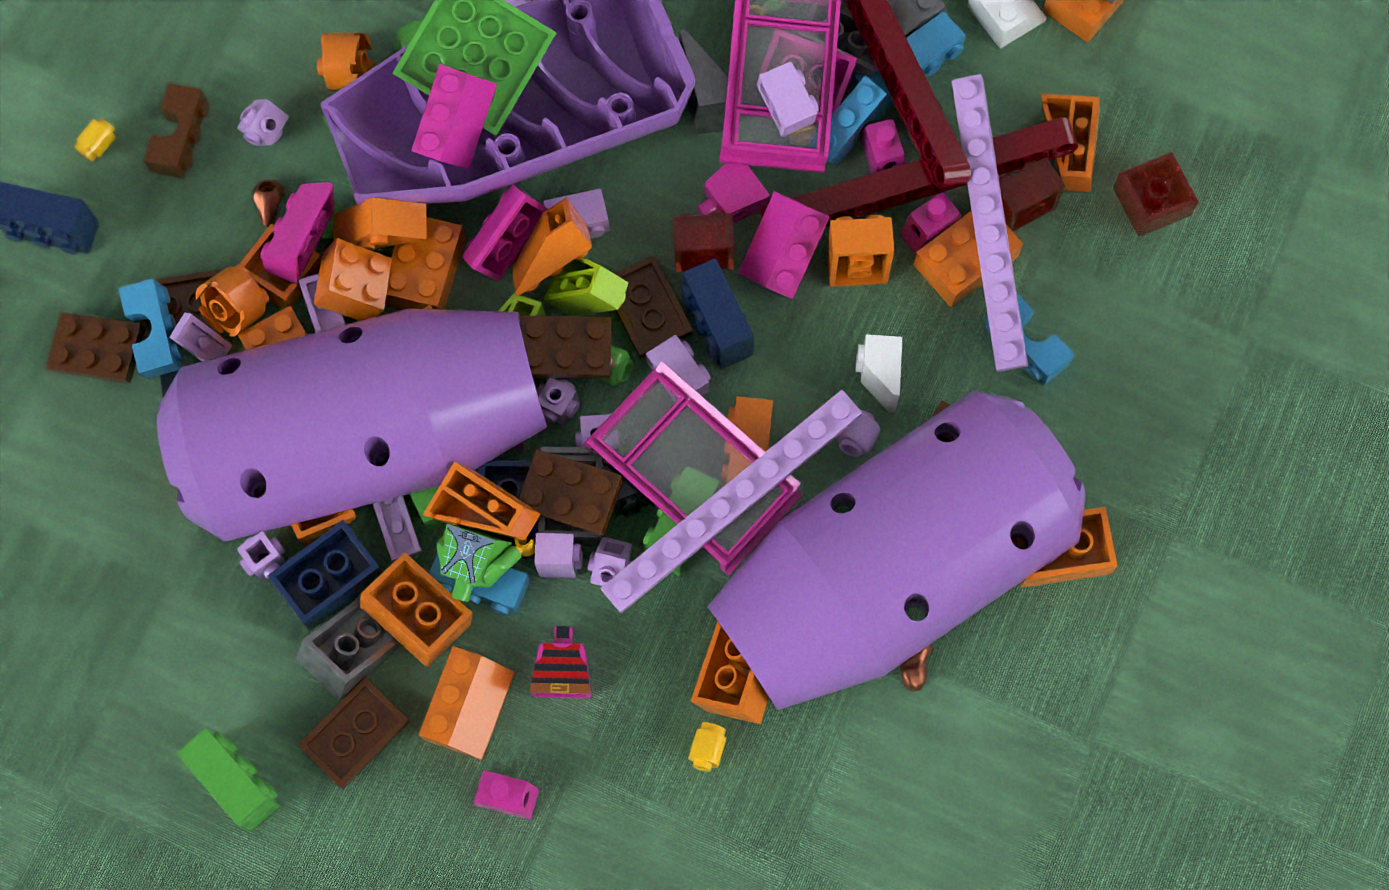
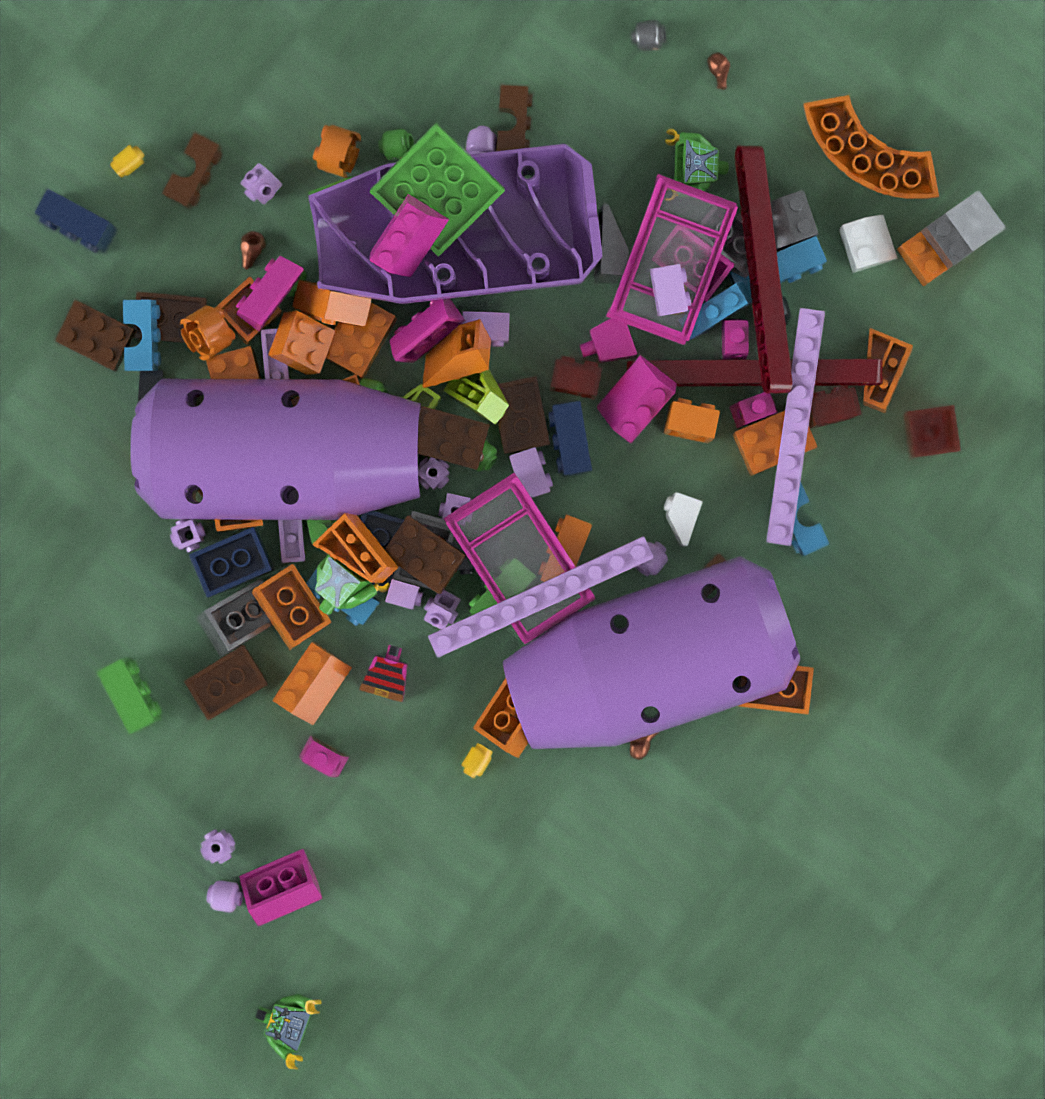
camera: 10 degrees right, 15 degrees up
(199, 338) = (176, 354): lavender plate -> none

